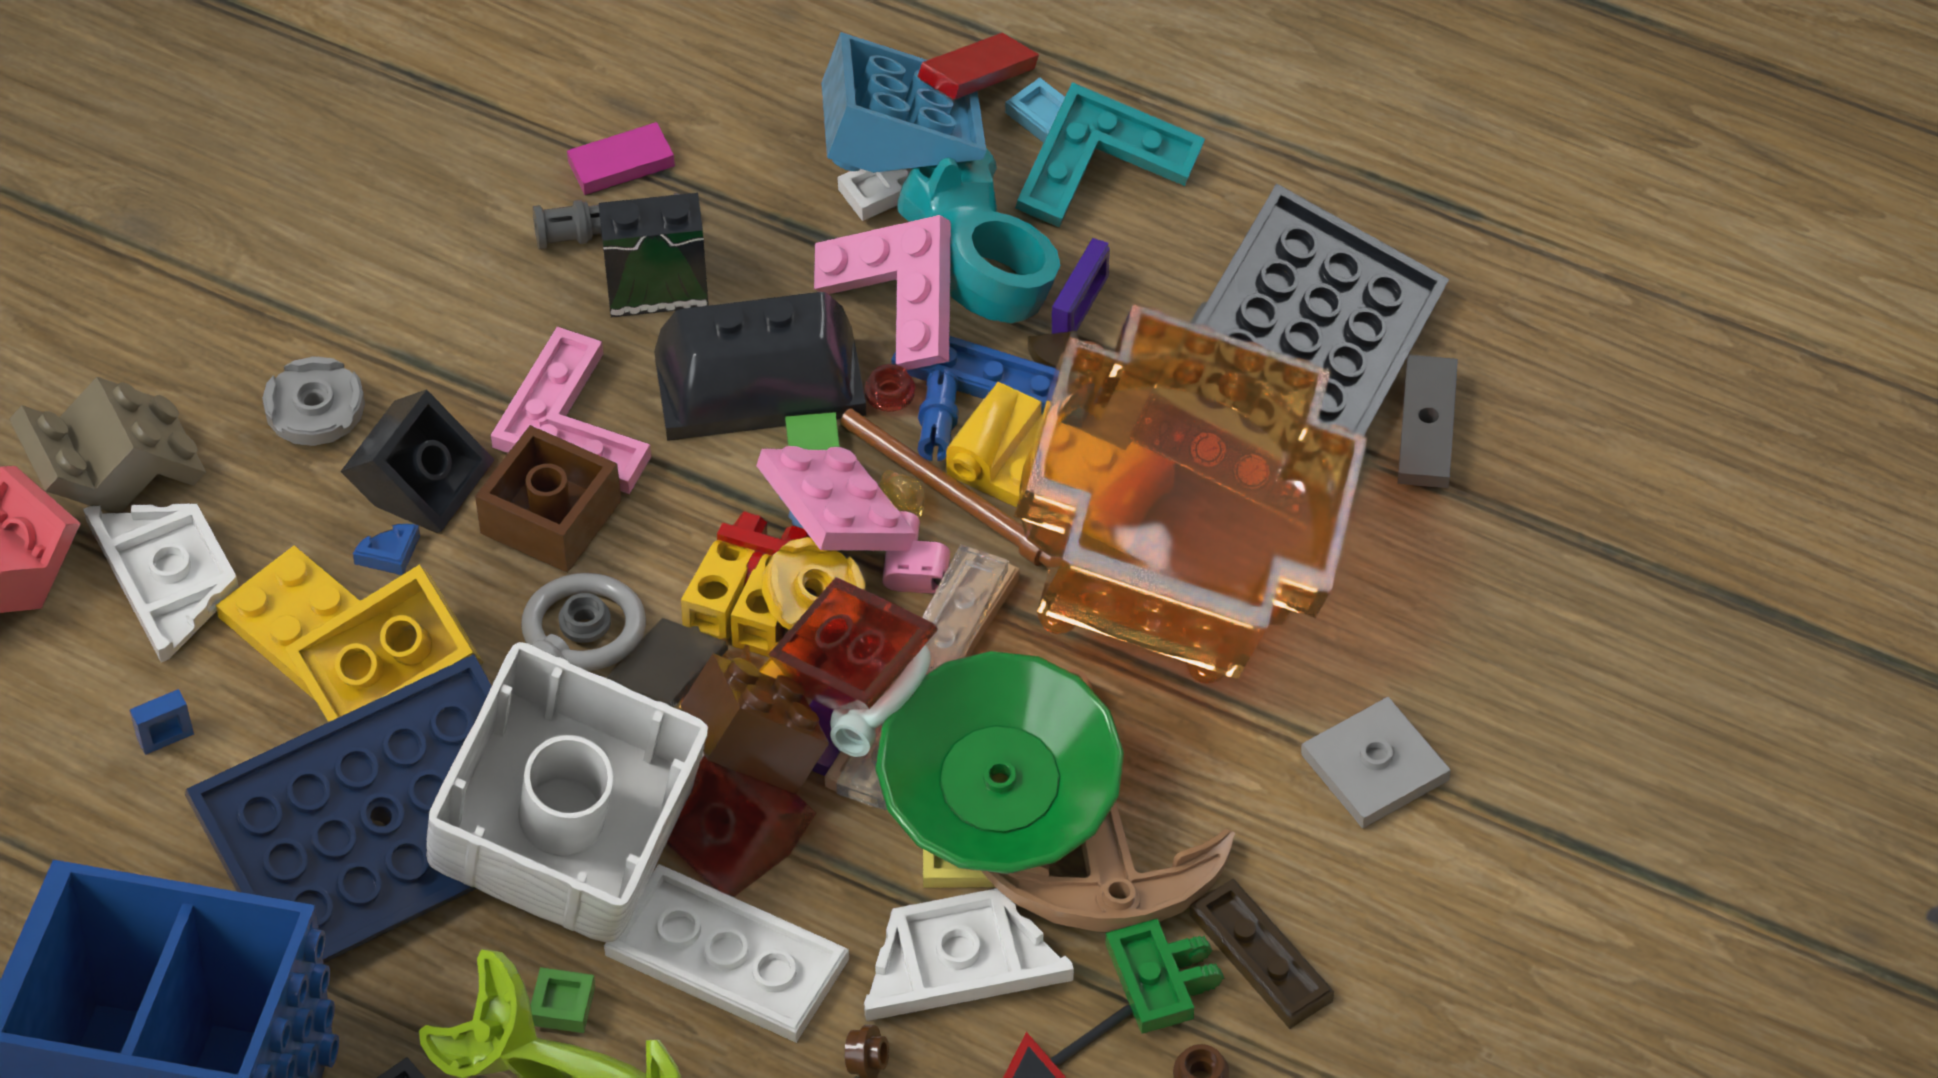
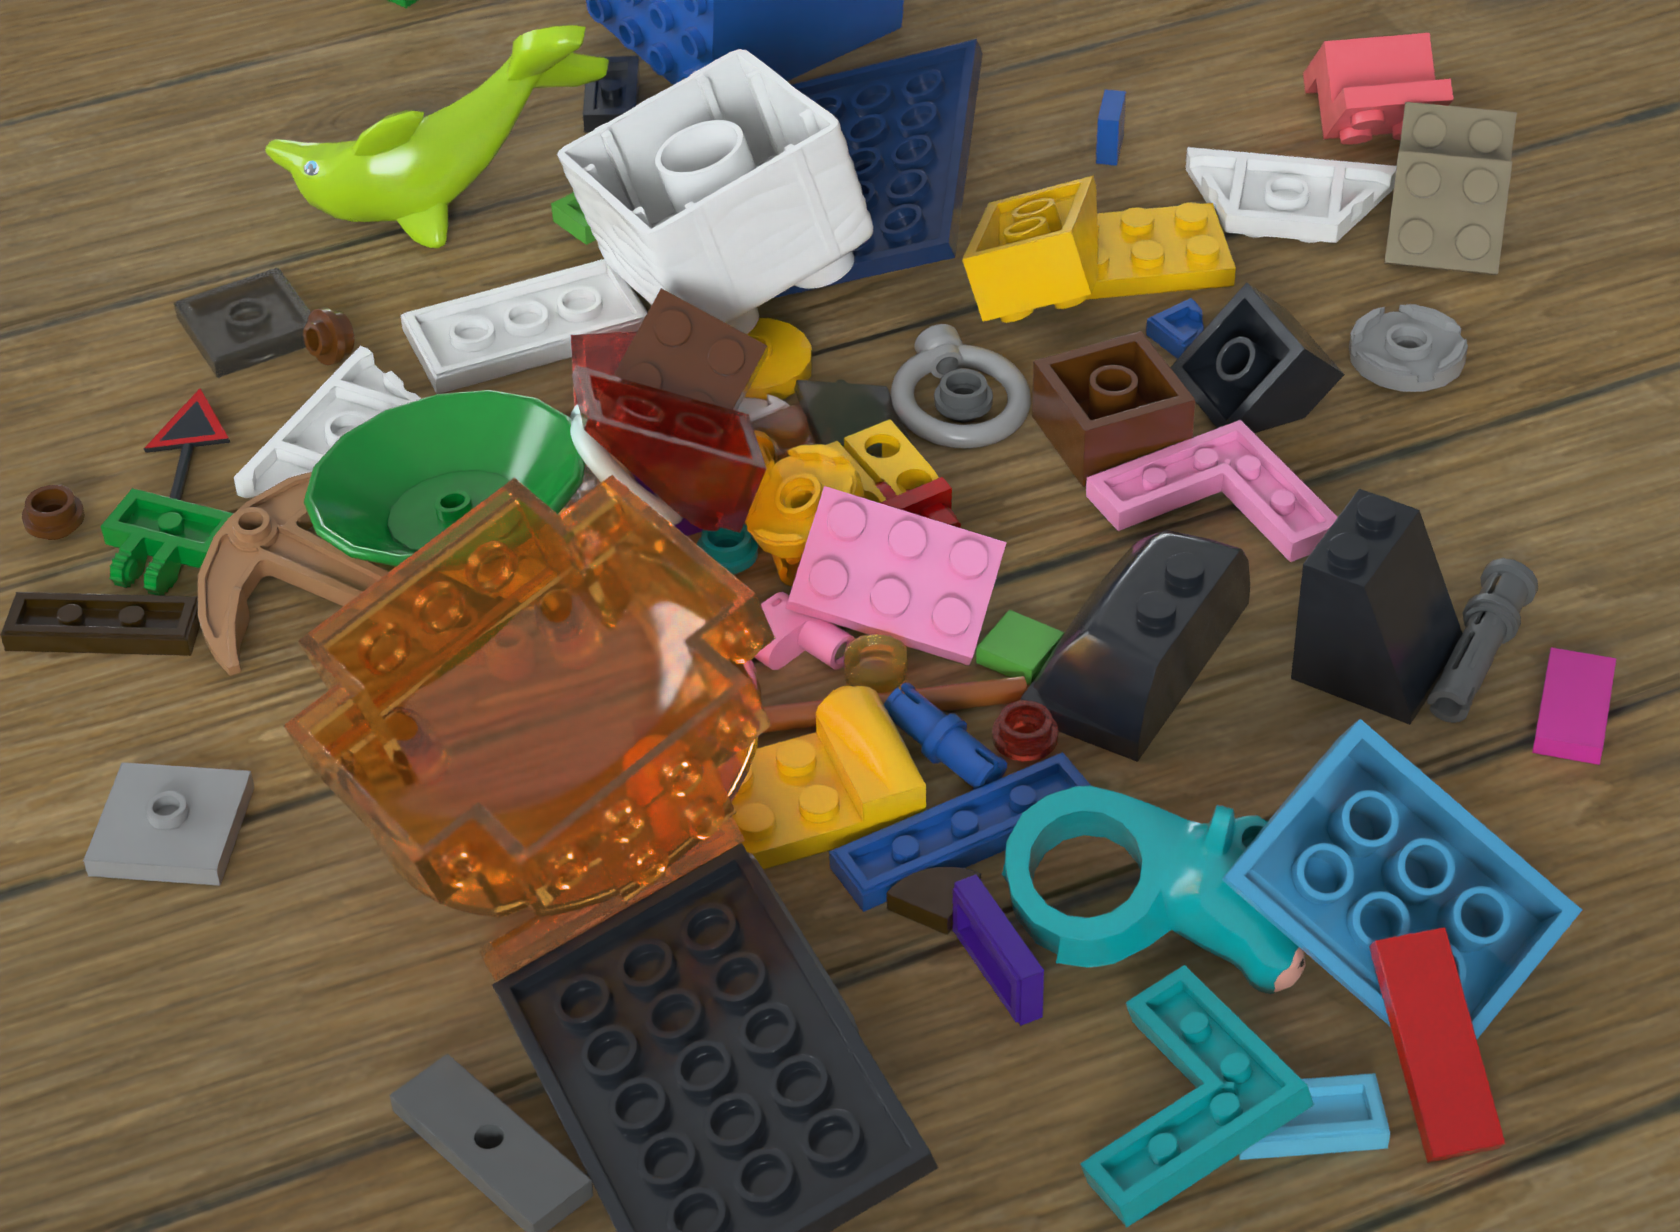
camera: 130 degrees right, 10 degrees down
(919, 261) = (1143, 772): bright pink plate -> none

